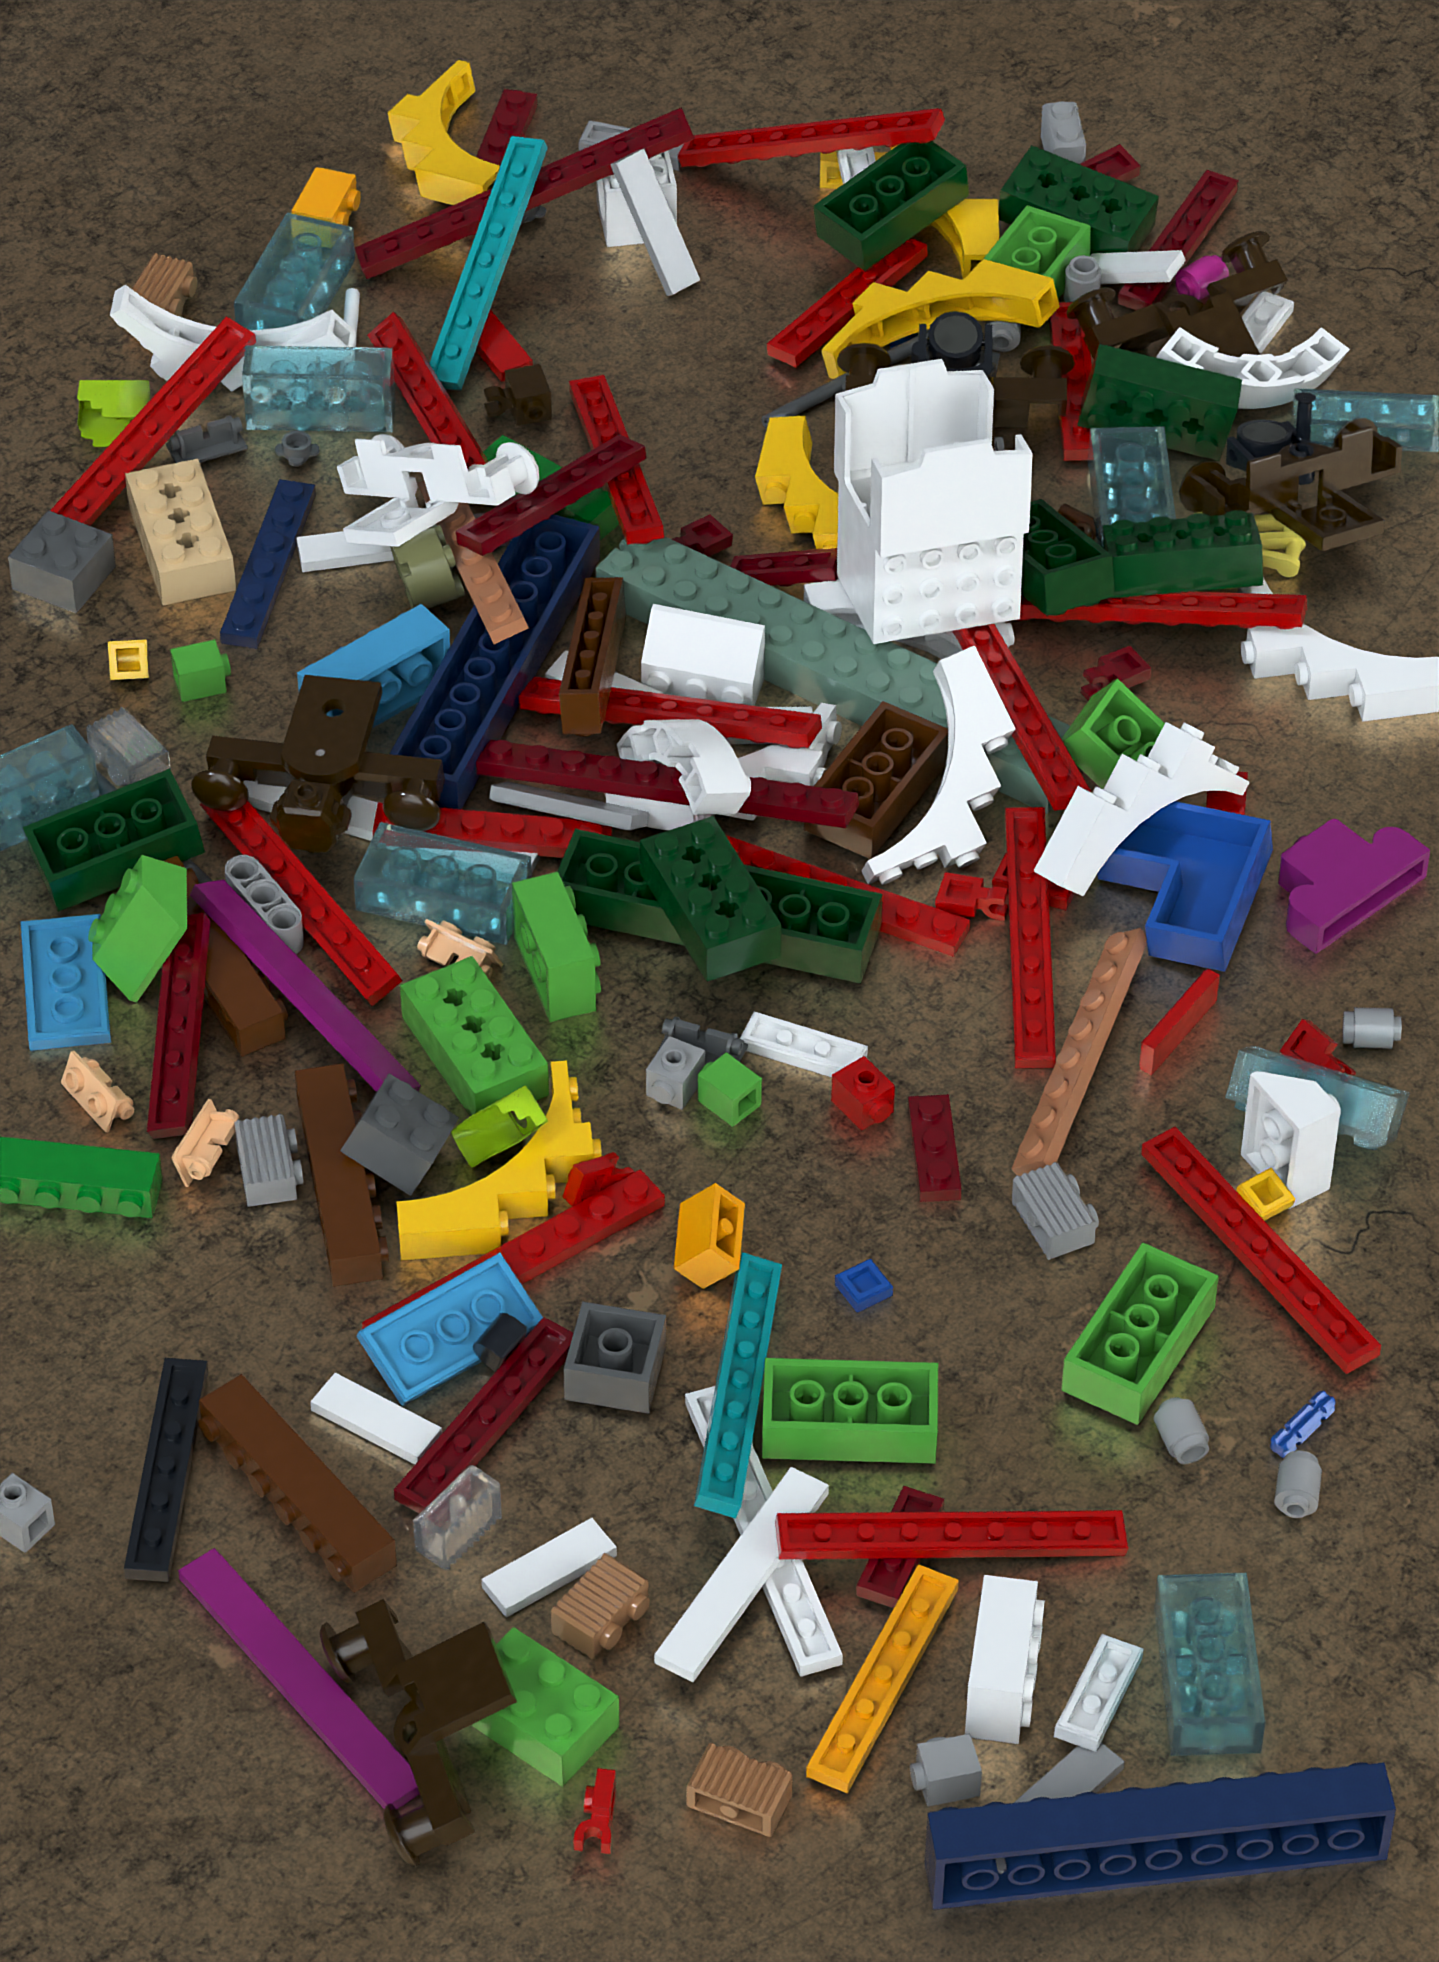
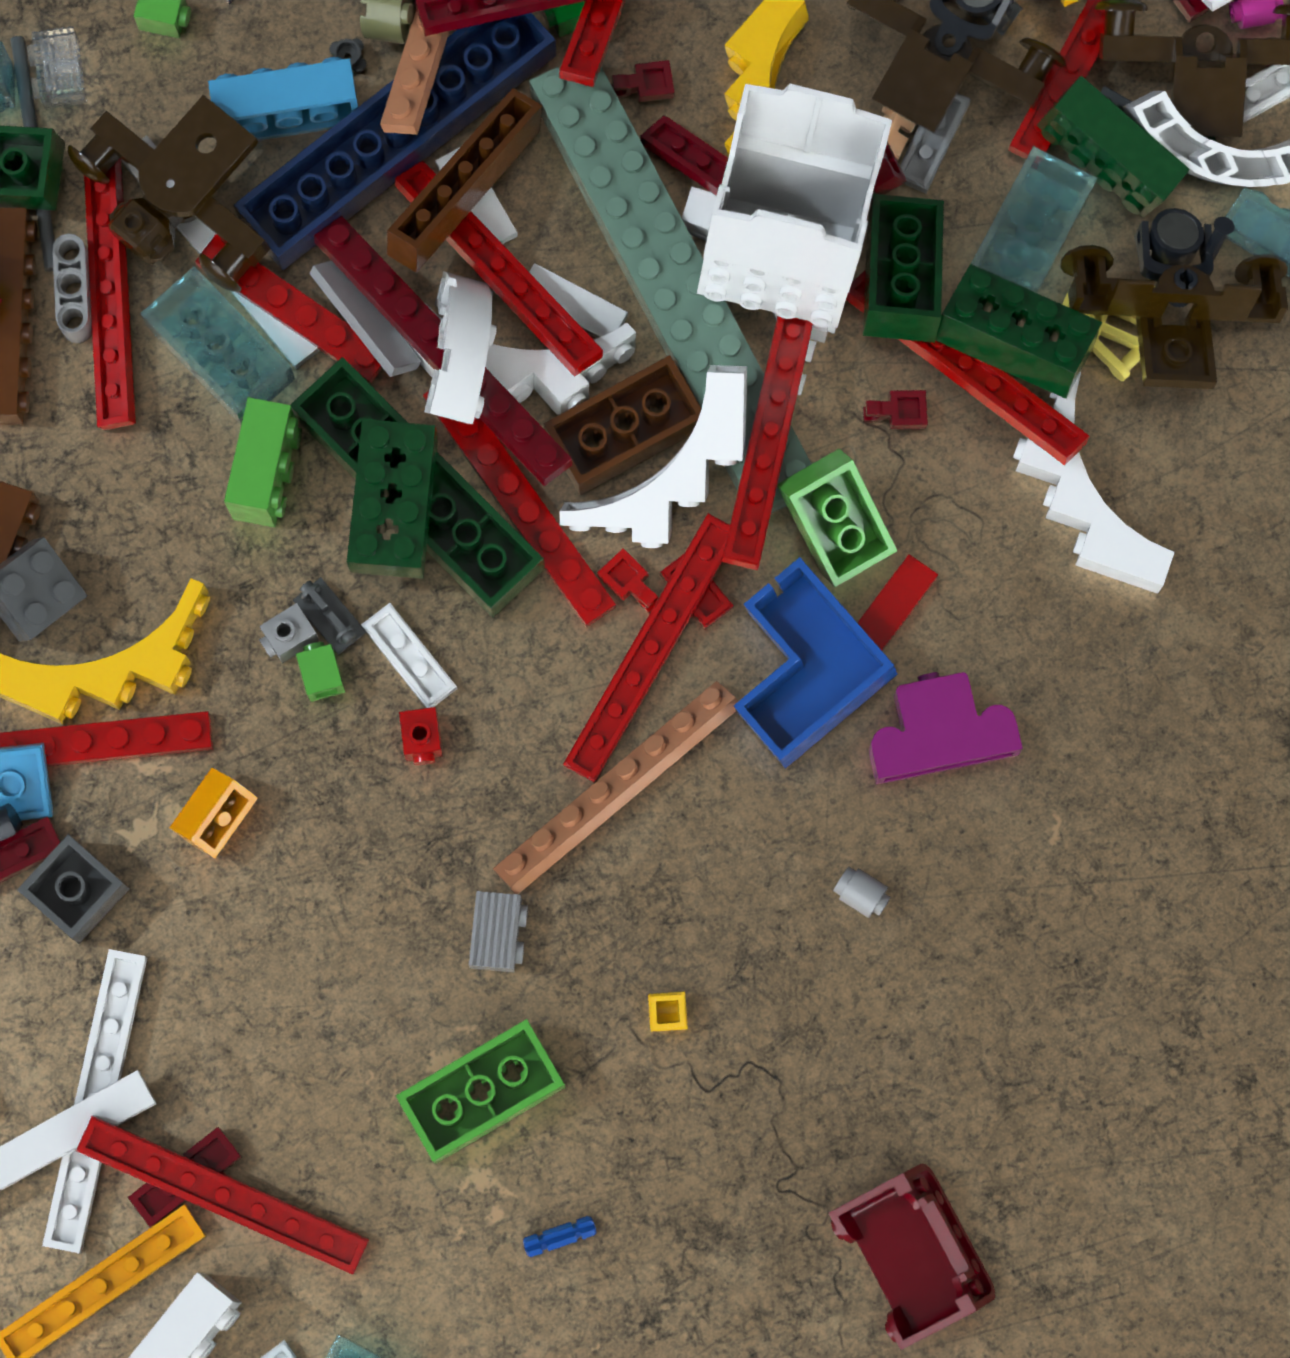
camera: 30 degrees right, 30 degrees up
(299, 984) = (49, 397): magenta tile -> none
(448, 941) = (191, 401): light nougat hinge -> none
(472, 1035) = (170, 531): bright green brick -> none
(493, 1128) = (115, 620): lime piece -> none
(593, 1176) = (158, 703): red plate -> none
(703, 656) = (560, 223): white slope -> none
(738, 1386) = (146, 970): teal plate -> none
(850, 1410) = (215, 1014): bright green brick -> none
(863, 1285) = (313, 914): blue tile -> none
(934, 1148) = (448, 813): dark red plate -> none
(1080, 519) = (976, 229): reddish brown arm -> none
(1136, 790) = (801, 577): white arch -> none
(1179, 1021) = (713, 800): red tile -> none
(1182, 1430) = (461, 1192): light grey brick -> none
(1261, 1250) = (632, 1056): red plate -> none
(1291, 1130) = (710, 986): white slope -> none
(1298, 1484) = (514, 1294): light grey brick -> none
(1314, 1046) = (799, 890): red plate -> none
(1368, 1108) = (762, 948): clear light blue brick -> none

